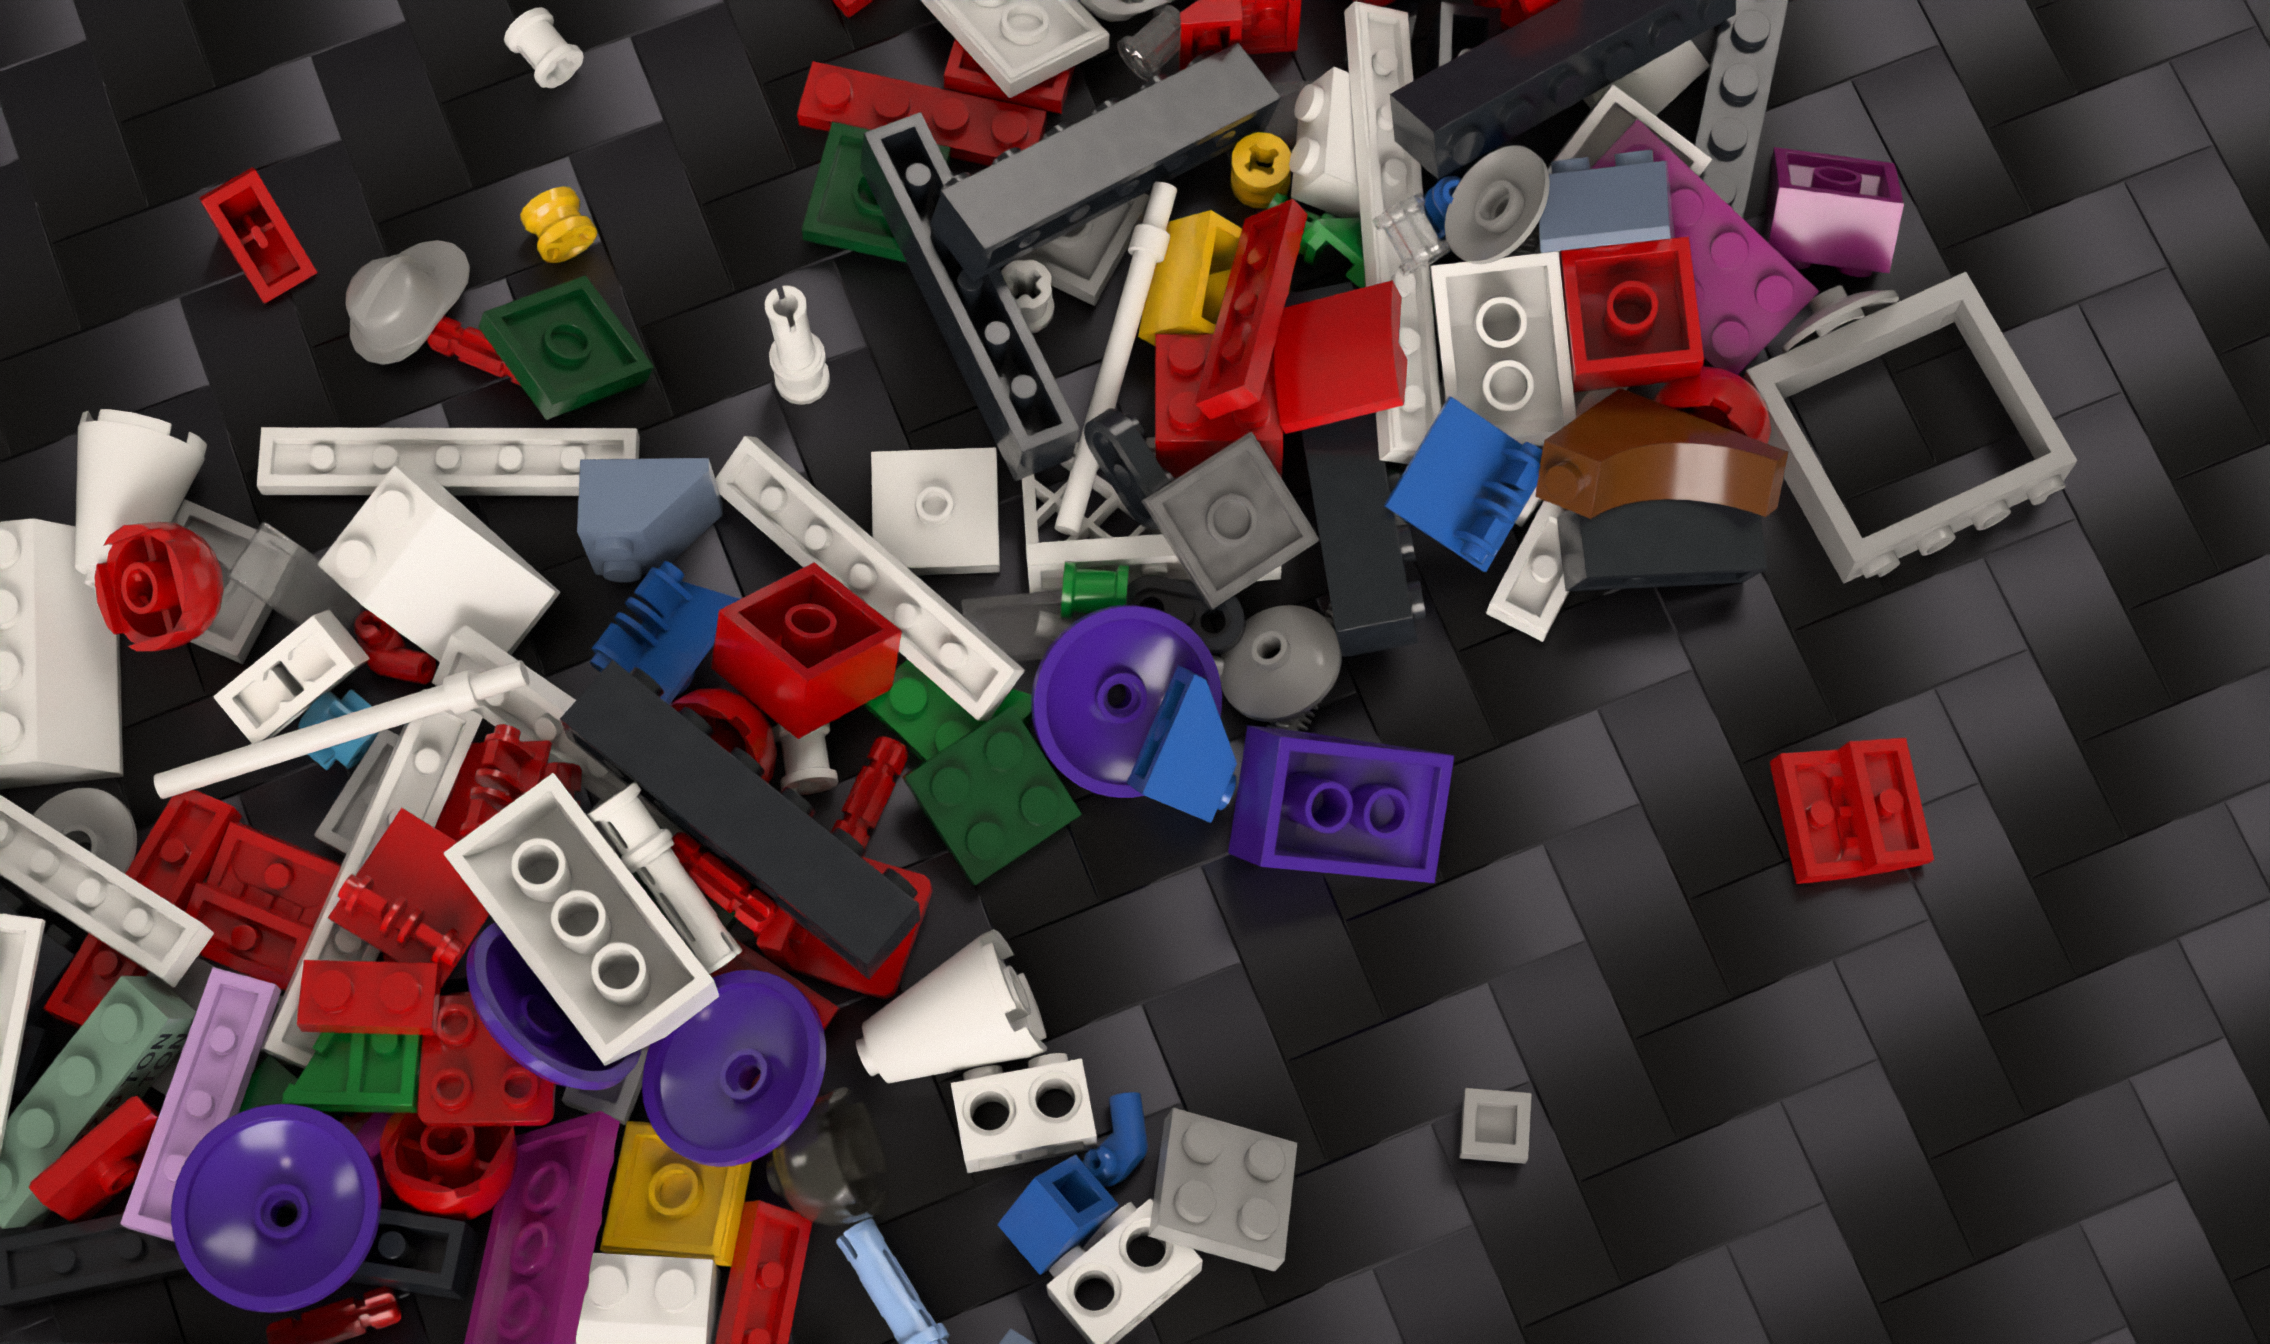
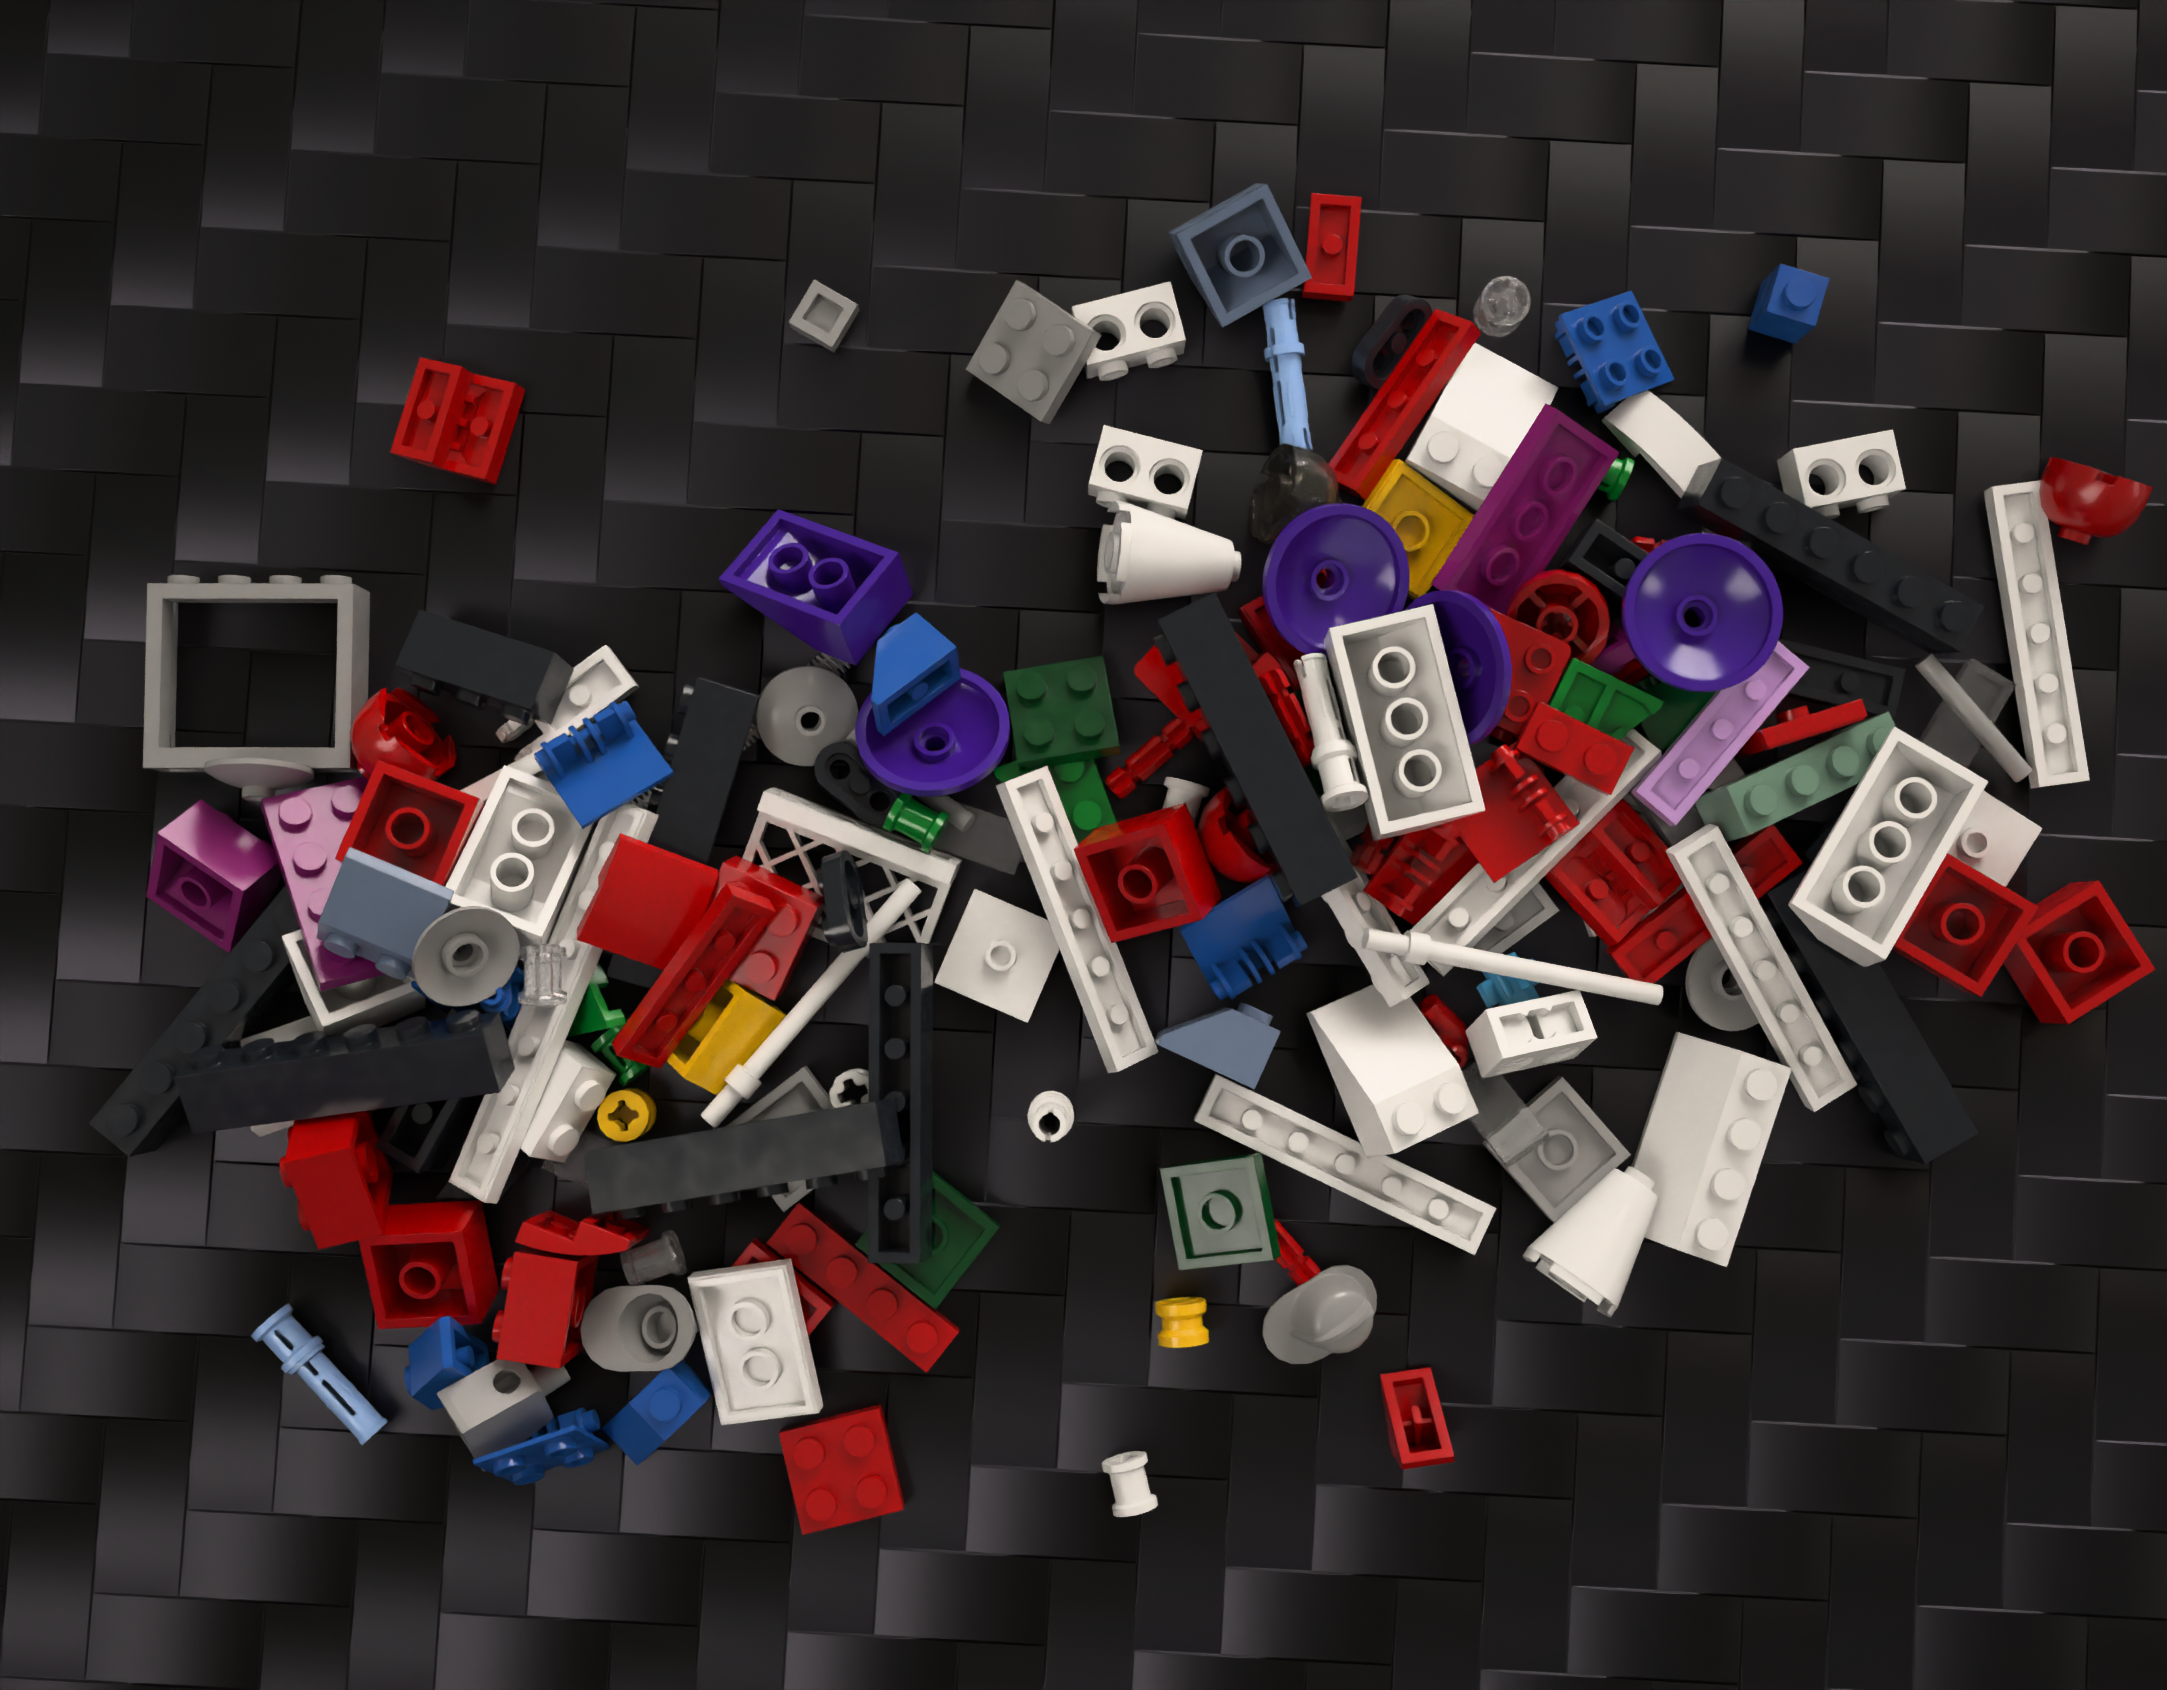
camera: 160 degrees left, 15 degrees up
(158, 585) = (1604, 1143): red cylinder -> none
(1057, 1213) = (1154, 387): blue brick -> none
(1124, 1146) = (1086, 424): blue arm -> none
(1230, 520) = (791, 822): flat silver plate -> none
(1648, 451) = (452, 726): reddish brown arch -> none

